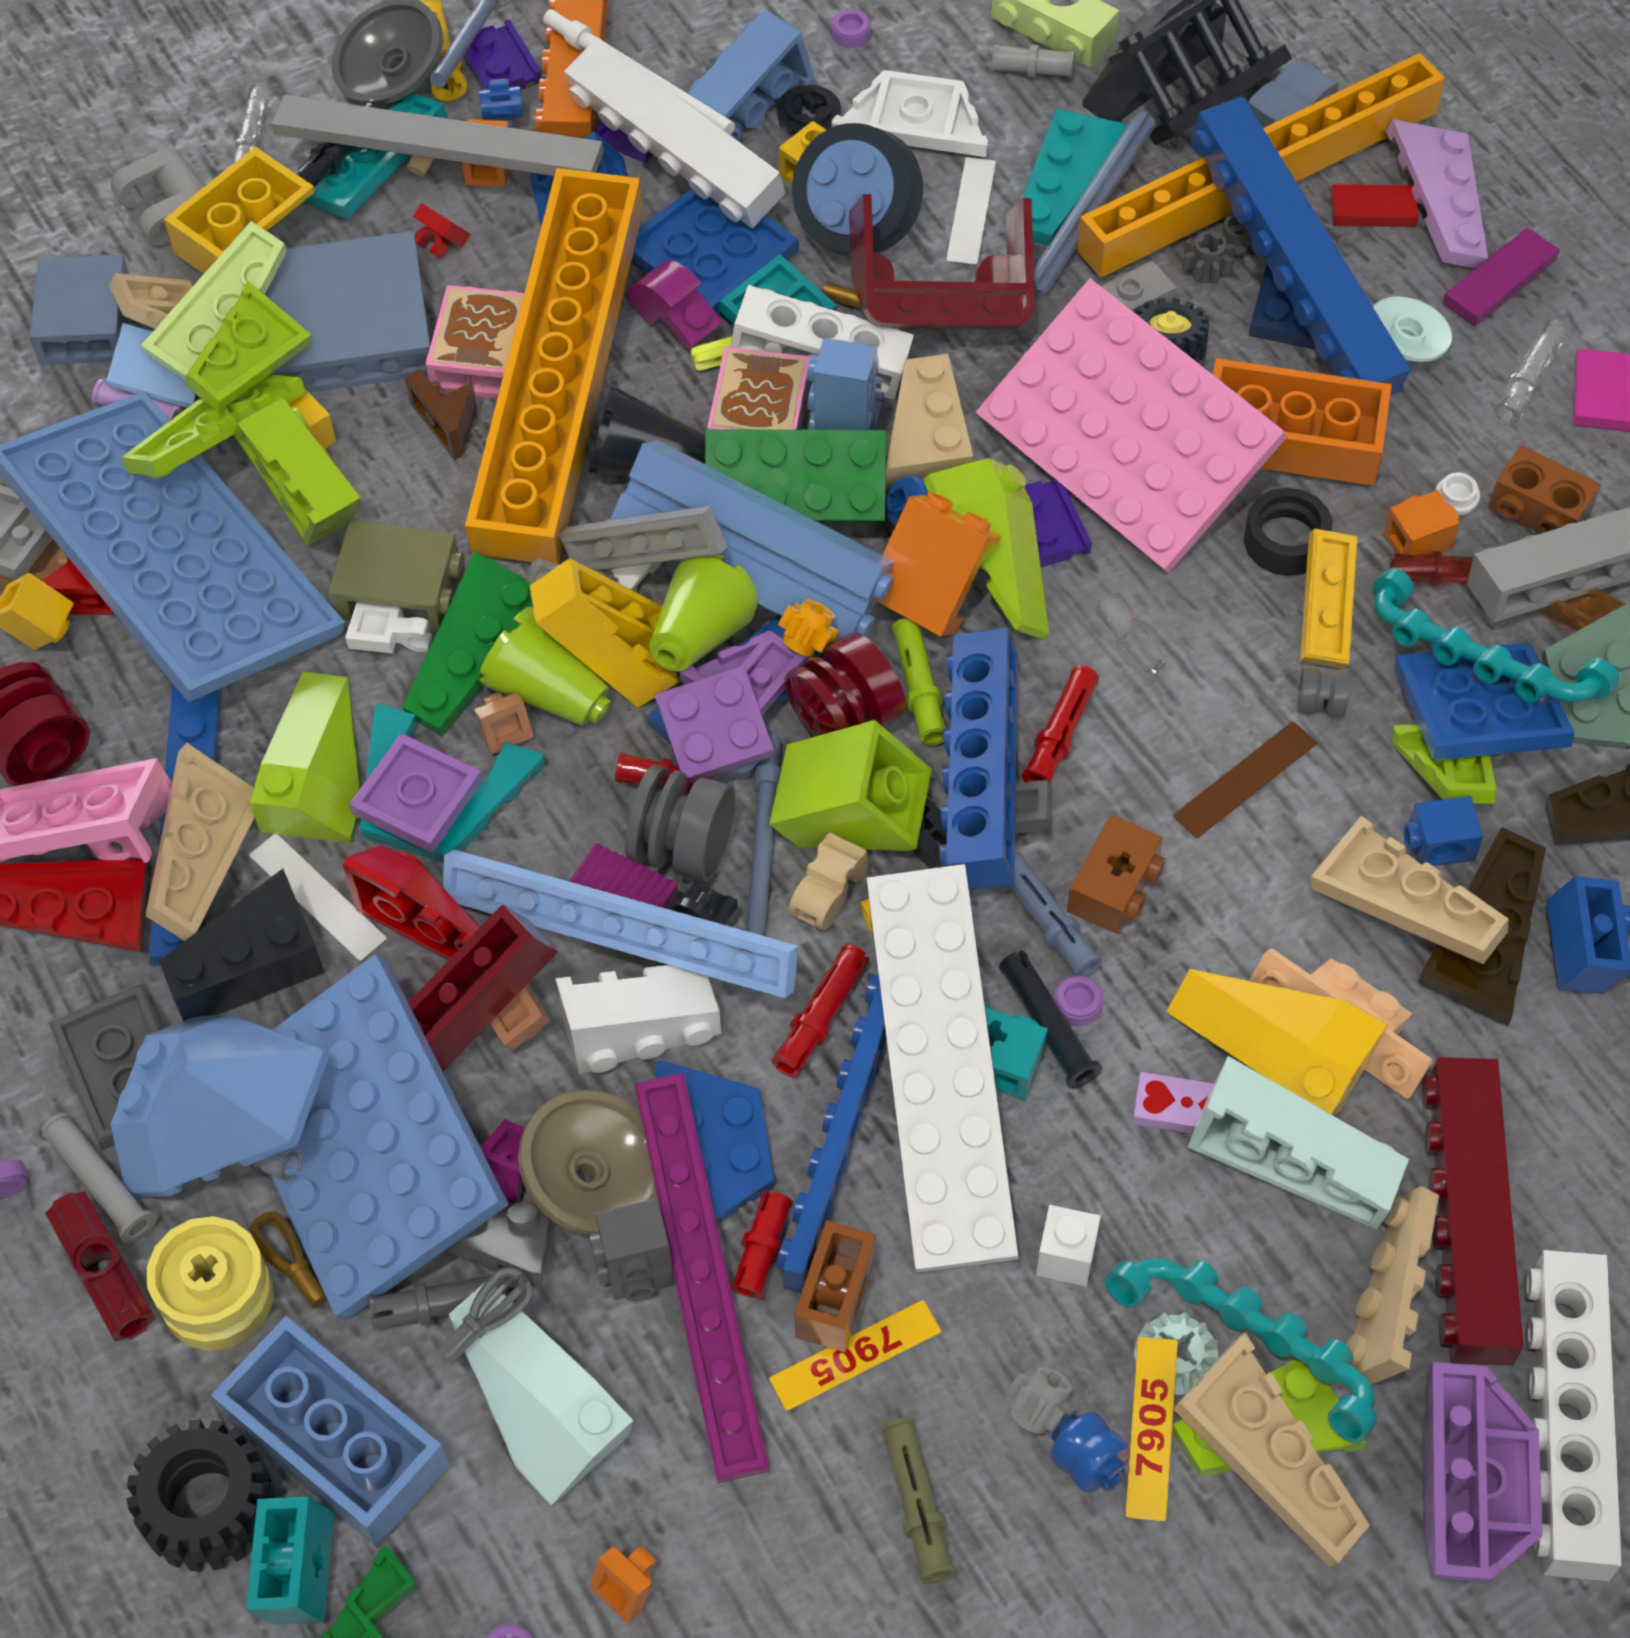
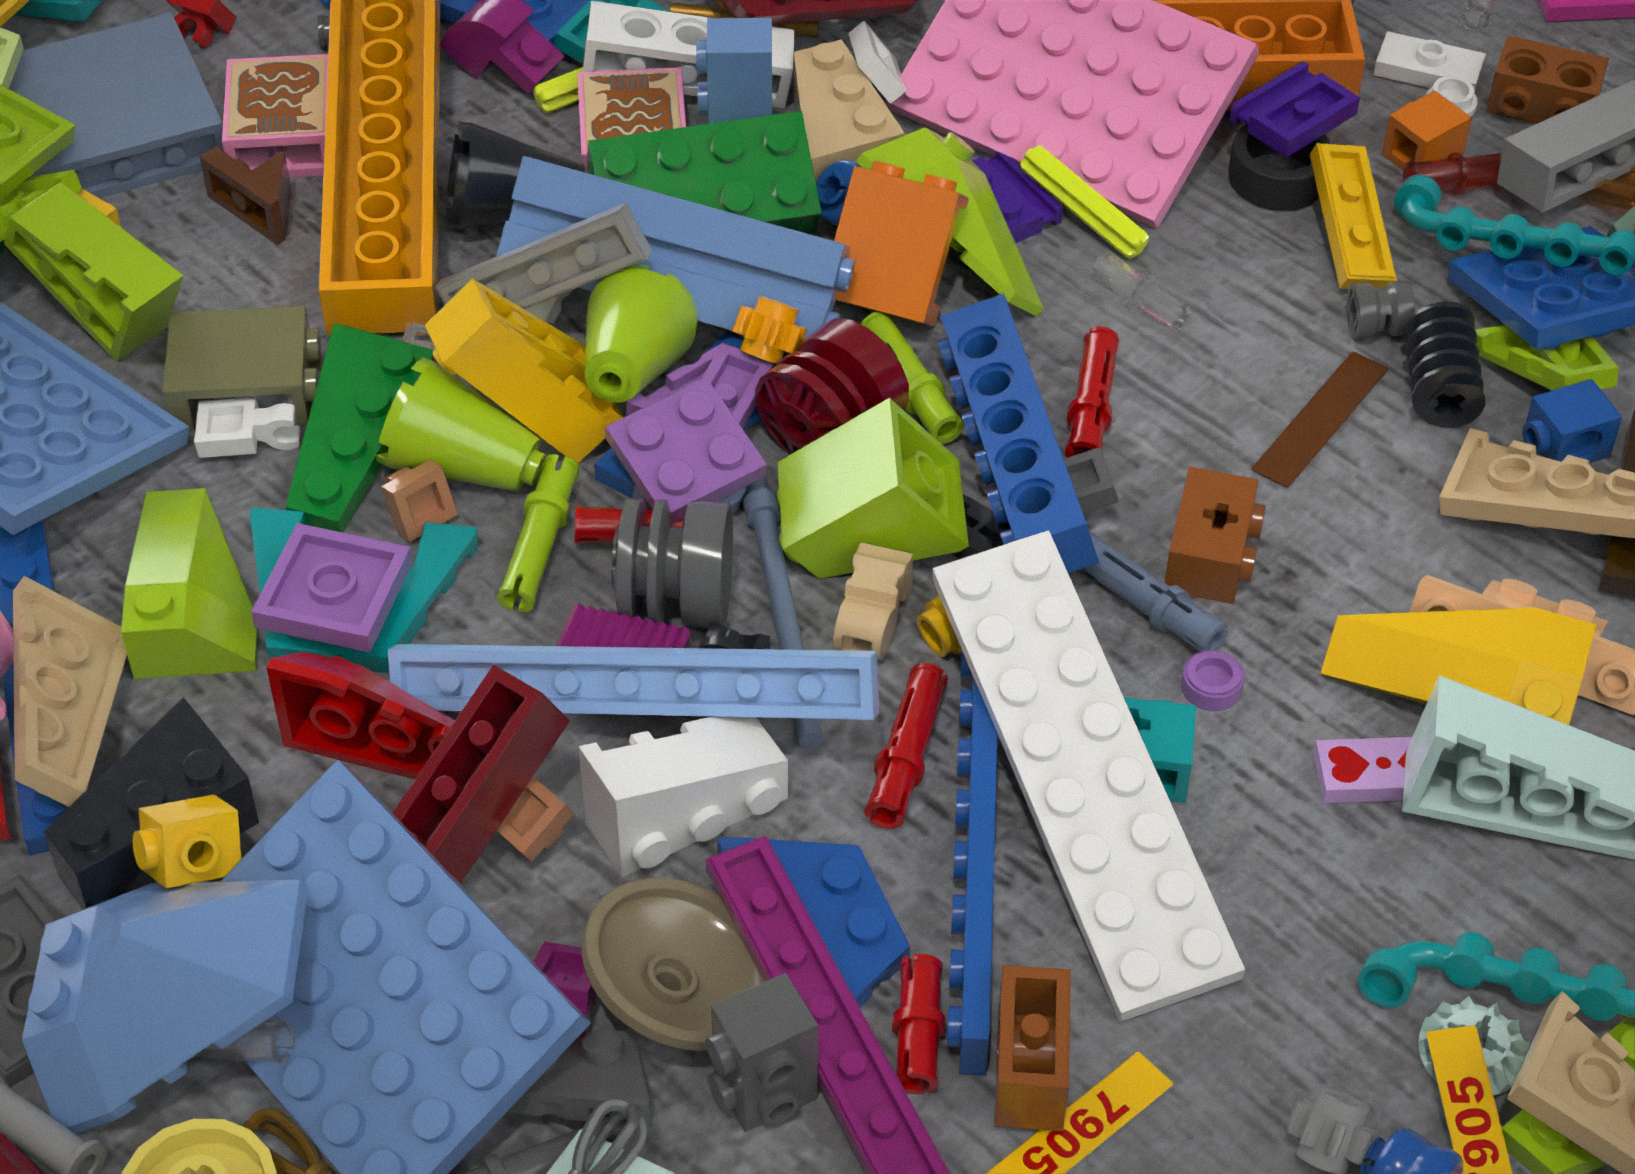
camera: 15 degrees left, 10 degrees down
(258, 990) = (187, 840): none -> yellow brick
(319, 897) = (248, 746): white sticker -> none
(598, 752) = (545, 513): none -> lime pin
(975, 377) = (877, 62): none -> white tile
(1045, 1011) = (1212, 723): black pin -> none
(1067, 1245) = (1302, 946): white brick -> none
(1110, 541) = (1084, 202): none -> neon yellow axle
(1307, 490) = (1295, 109): none -> dark purple plate
(1357, 754) = (1444, 364): none -> black piece
(1452, 451) = (1425, 61): none -> white plate

